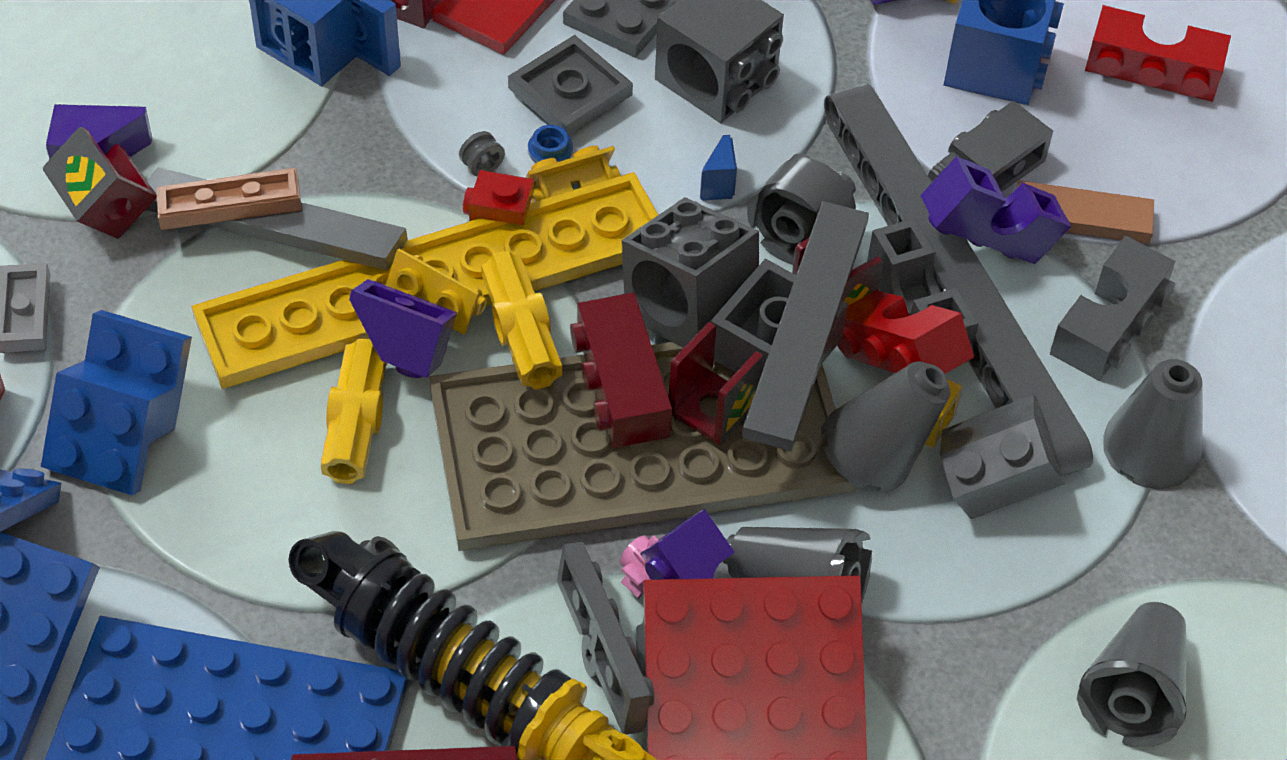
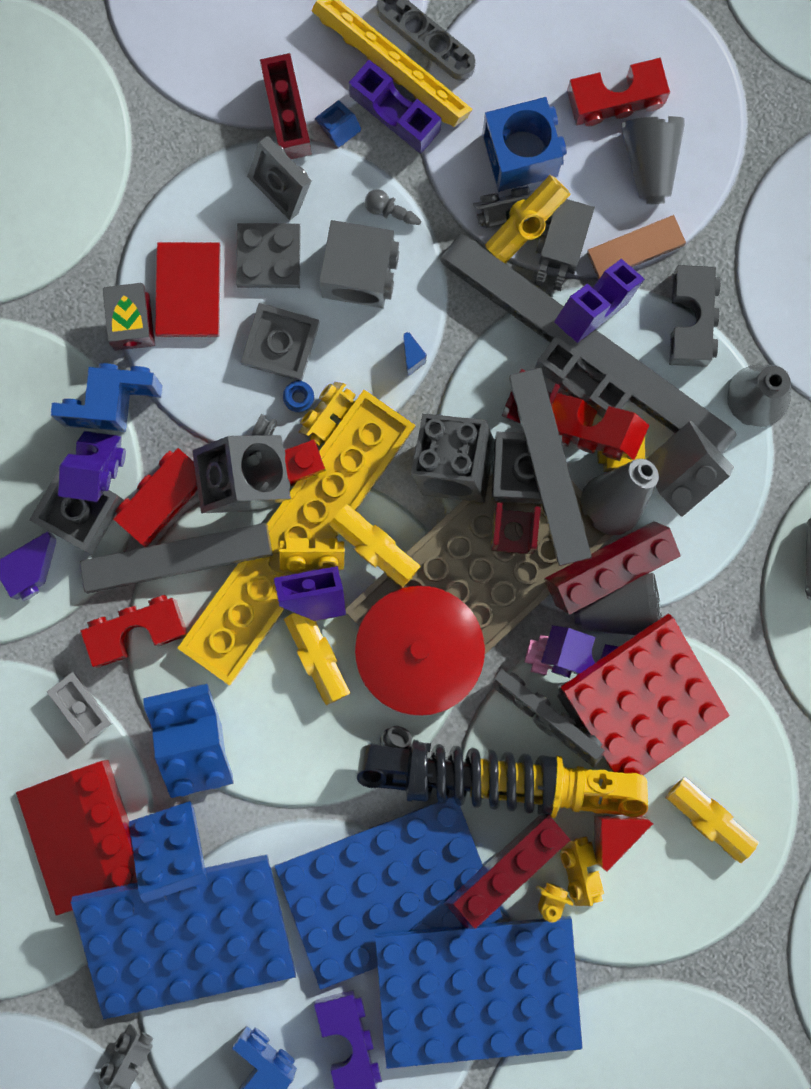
camera: 30 degrees left, 30 degrees up
(97, 187) = (62, 602): piece -> none
(121, 253) = (107, 638): none -> red arch
(199, 109) = (74, 519): none -> dark grey brick
(228, 198) = (145, 564): nougat tile -> none
(248, 58) = (93, 466): none -> dark purple arch
(323, 149) = (158, 498): none -> red brick
(418, 158) = (221, 477): none -> dark grey brick
(489, 468) = (420, 650): none -> red dish
(621, 371) = (453, 546): dark red brick -> none
(791, 201) = (482, 361): dark grey brick -> none
(798, 30) = (379, 203): none -> dark grey bar
(799, 500) = (612, 567): none -> brick
(964, 96) = (494, 207): none -> dark grey hinge
(988, 92) = (539, 207): none -> yellow piece
(1167, 117) = (653, 154): none -> dark grey cone

